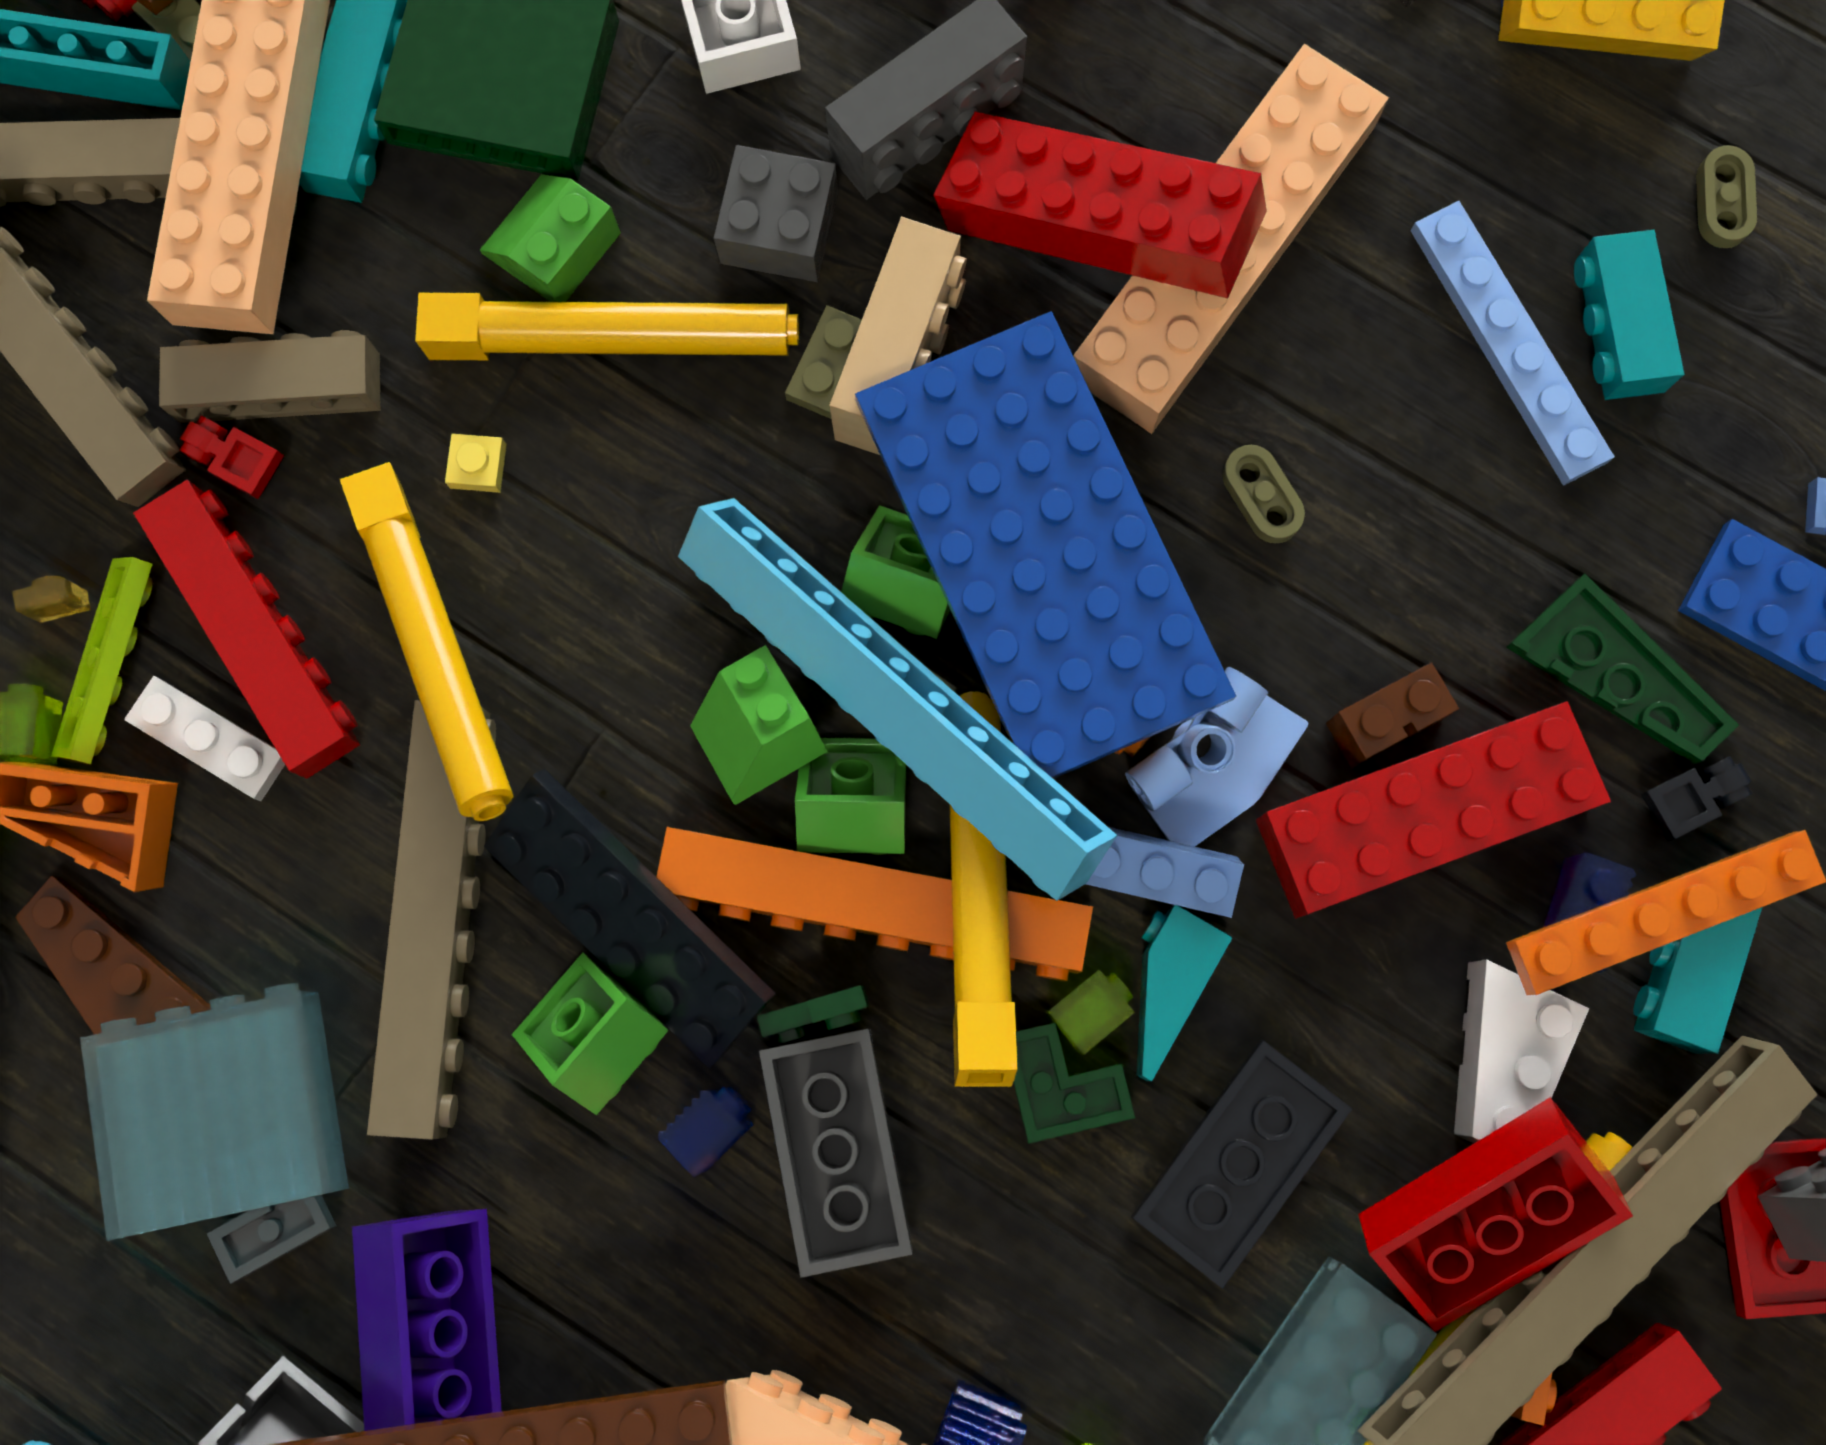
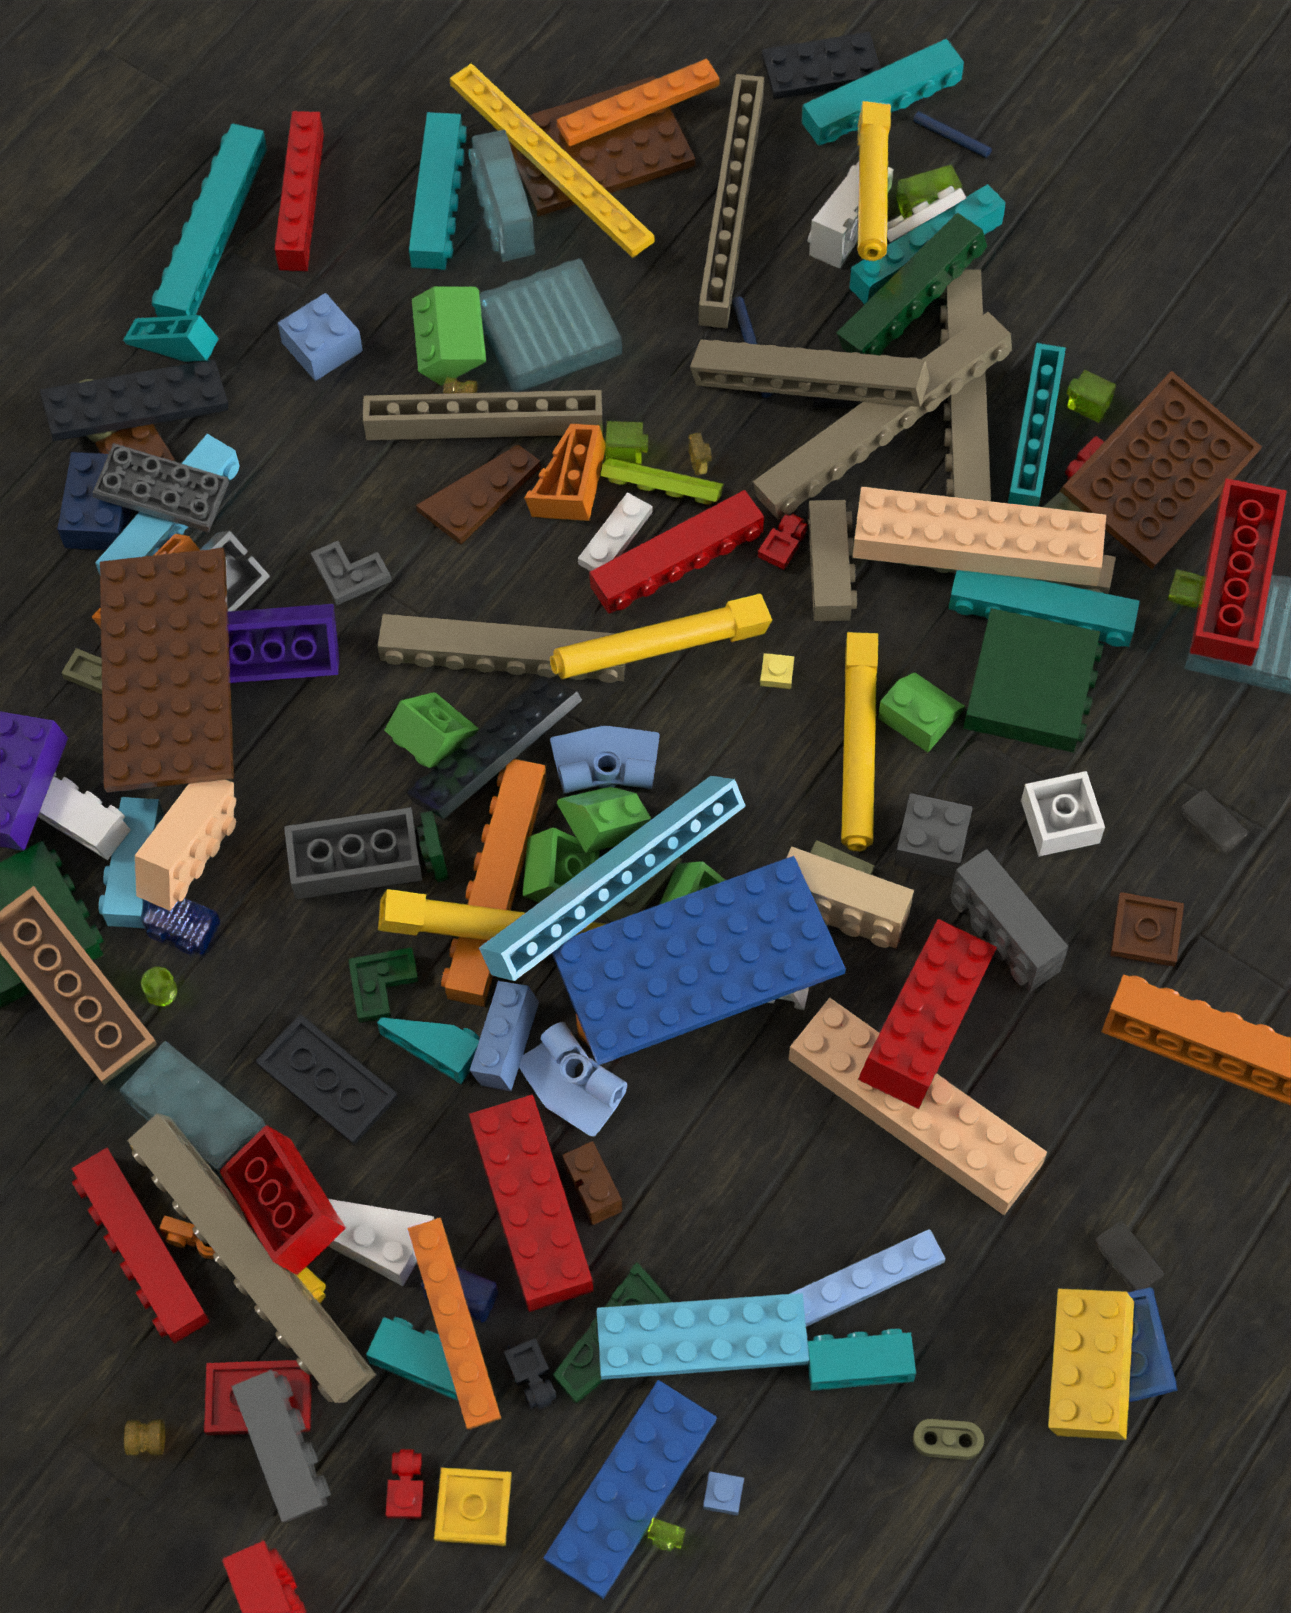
camera: 90 degrees right, 15 degrees down
(212, 1111) = (402, 540): clear light blue brick -> none
(626, 699) = (585, 752): none -> medium blue panel
(707, 1128) = (370, 783): clear blue brick -> none
(1092, 1010) = (422, 997): clear neon green brick -> none
(1267, 494) = (740, 1118): olive plate -> none
(1625, 539) = (702, 1336): none -> medium azure plate

